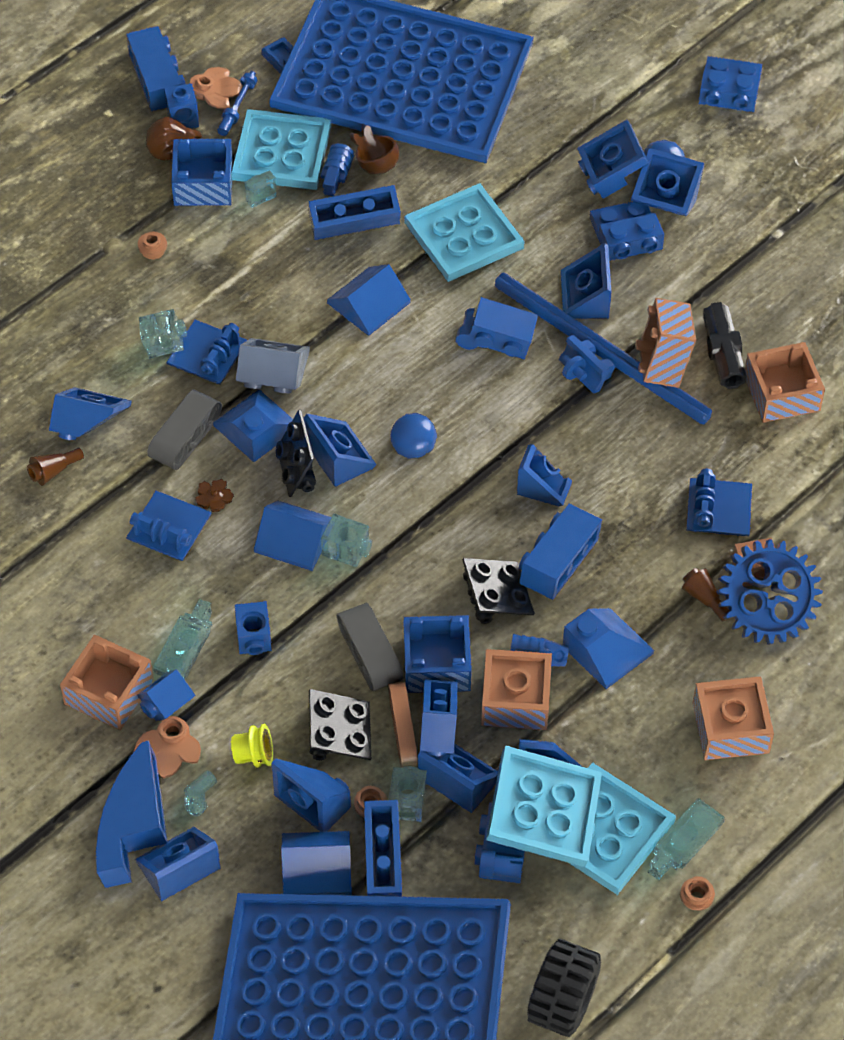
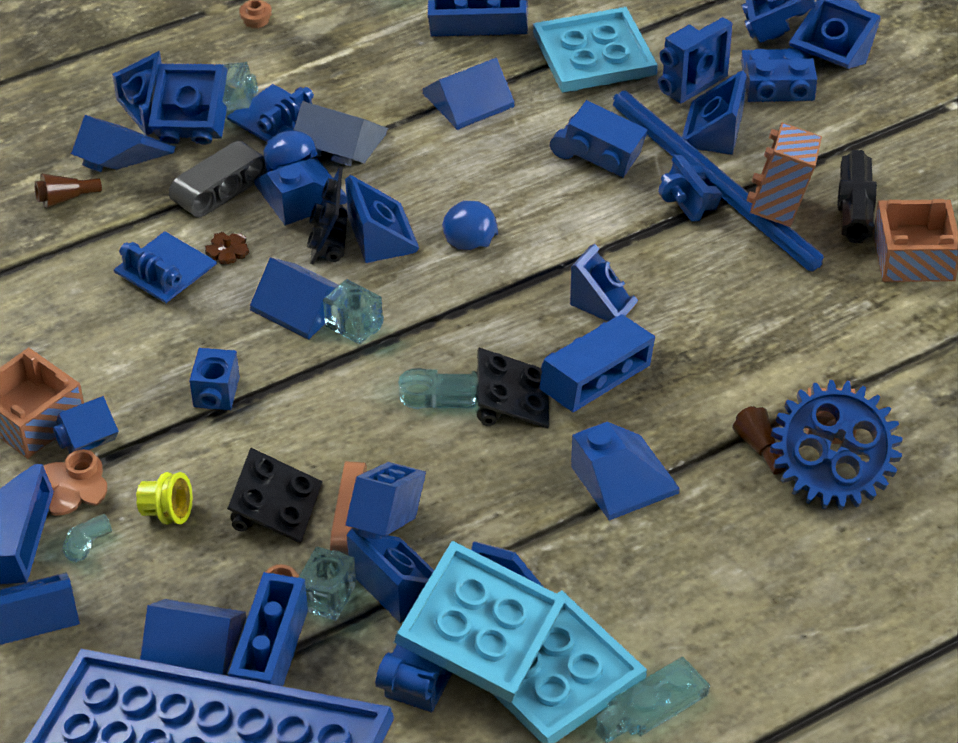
camera: 15 degrees right, 10 degrees down
(85, 353) = (136, 89): none -> blue slope
(135, 359) = (189, 103): none -> blue plate
(185, 641) = (136, 378): clear light blue hinge -> none
(240, 393) = (287, 149): none -> blue hair
(311, 793) = (211, 557): blue slope -> none
(369, 646) = (340, 421): dark grey beam -> none
(437, 651) = (417, 435): blue container -> none
(443, 597) = (443, 390): none -> clear light blue piece
(516, 689) = (494, 494): nougat container -> none
(541, 645) = (547, 465): blue hinge -> none
(557, 233) = (695, 59): none -> blue plate
(718, 505) = (803, 351): blue hinge -> none
(733, 718) = (751, 573): nougat container -> none

